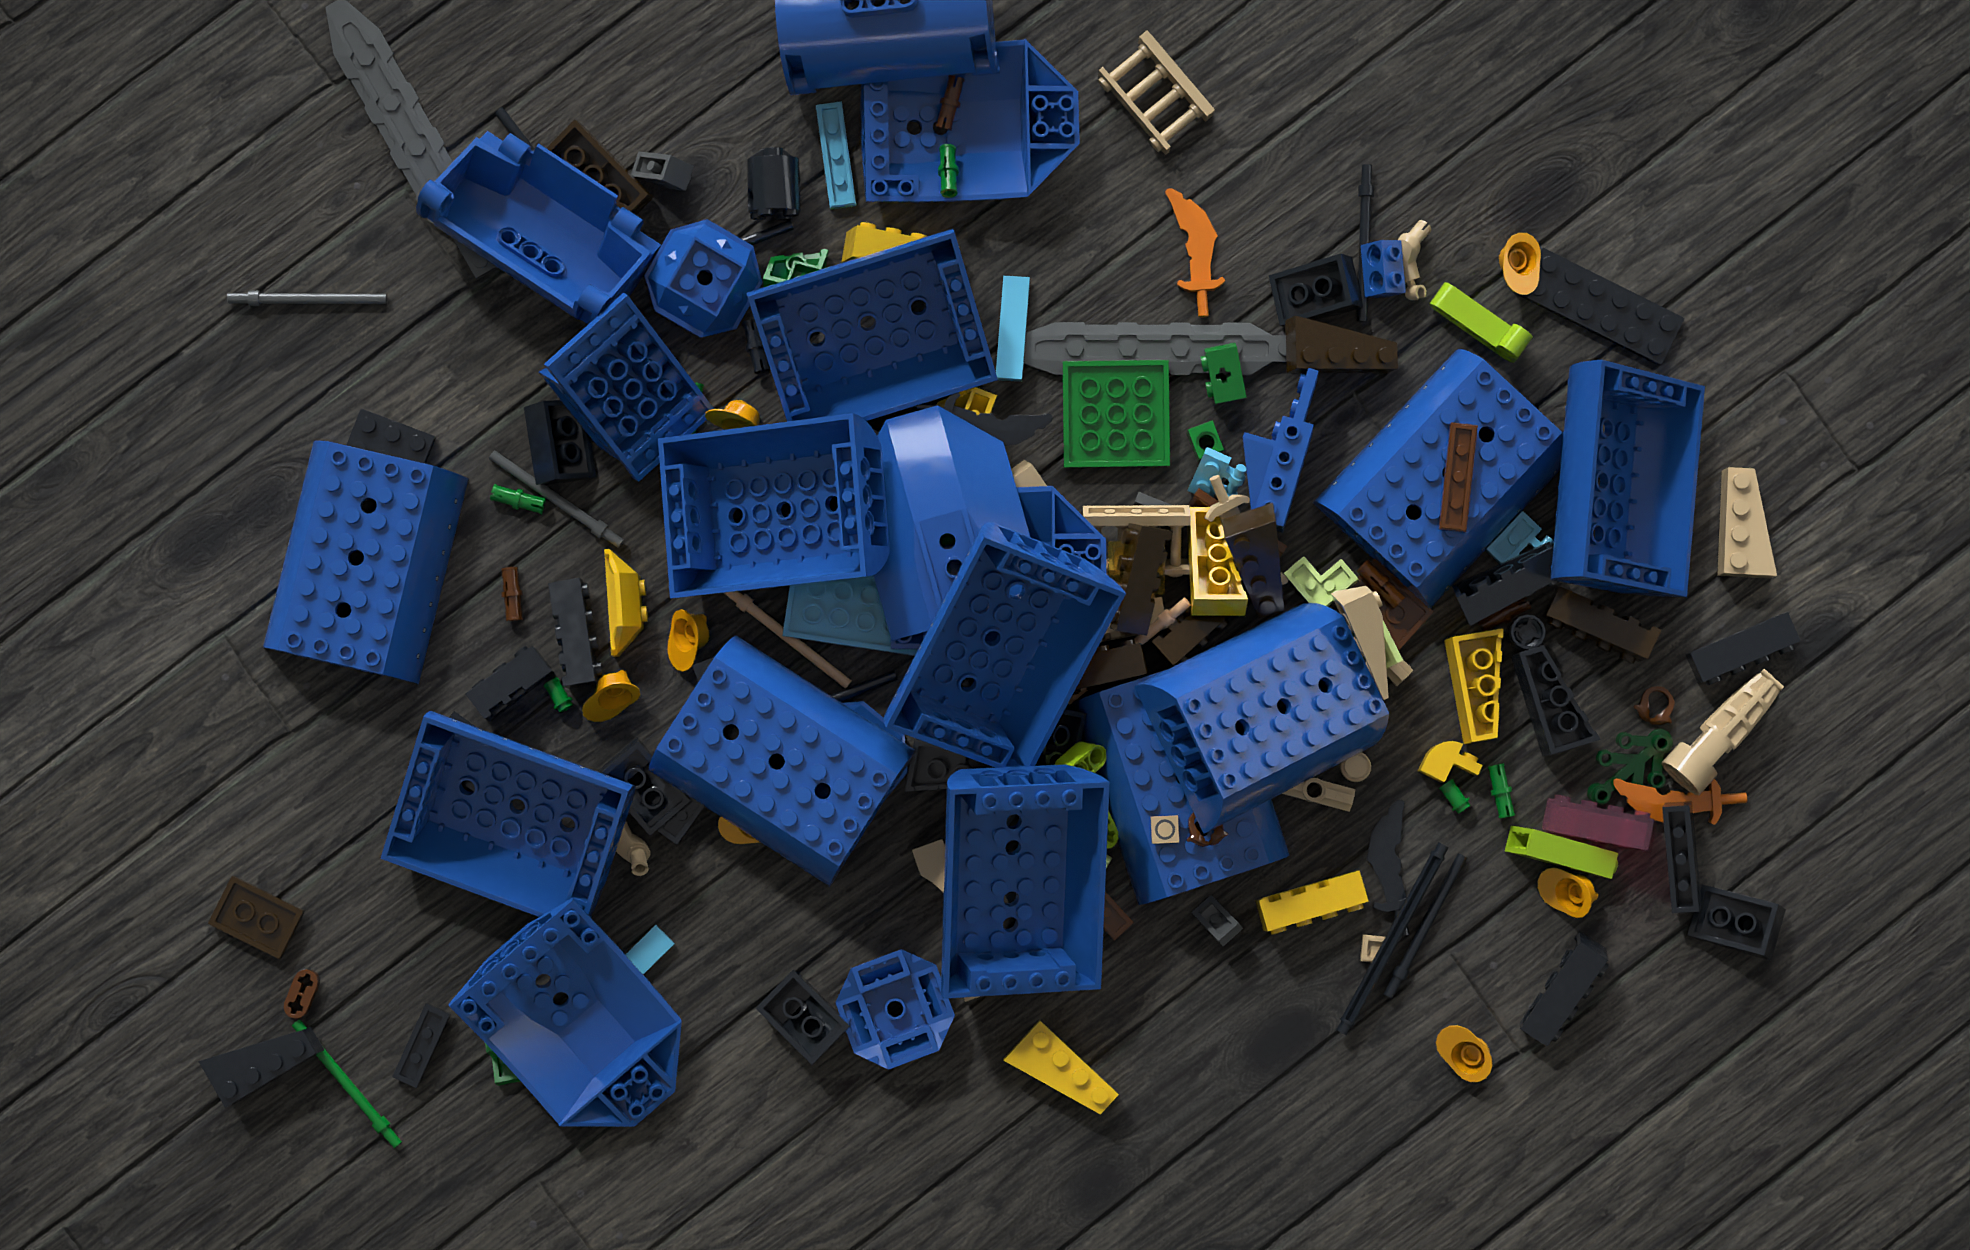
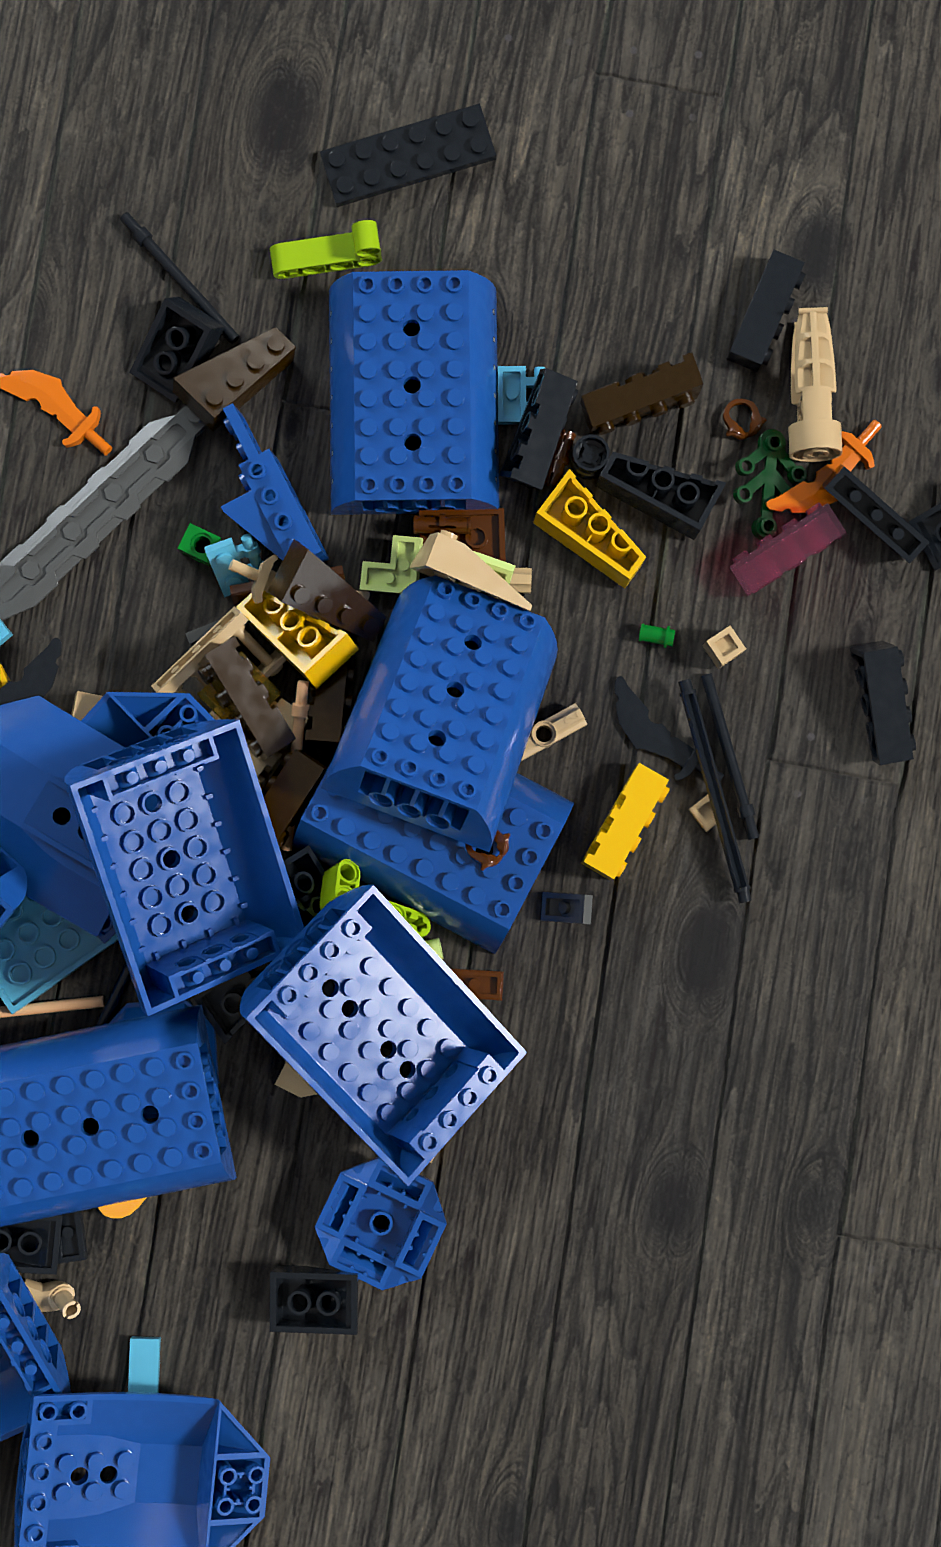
camera: 45 degrees left, 0 degrees up
(1055, 1064) = (550, 1142): yellow wedge -> none
(1116, 413) = (110, 590): green plate -> none
(1164, 829) = (456, 878): tan tile -> none
(1231, 387) = (181, 480): green brick -> none
(1356, 768) = (560, 686): tan piece -> none
(1383, 268) = (211, 281): blue brick -> none
(1410, 251) = (222, 260): tan arm -> none
(1443, 756) = (618, 613): yellow brick -> none
(1458, 477) = (420, 381): reddish brown tile -> none
(1464, 1053) = (856, 825): light orange piece -> none
(1492, 848) = (724, 647): none -> tan brick
(1501, 791) = (688, 596): green pin -> none
(1521, 263) = (312, 176): light orange piece -> none
(1561, 852) = (780, 598): lime slope -> none
(1567, 891) = (813, 625): light orange piece -> none
(1645, 476) = (553, 260): blue slope -> none
(1743, 528) = (677, 219): tan wedge -> none

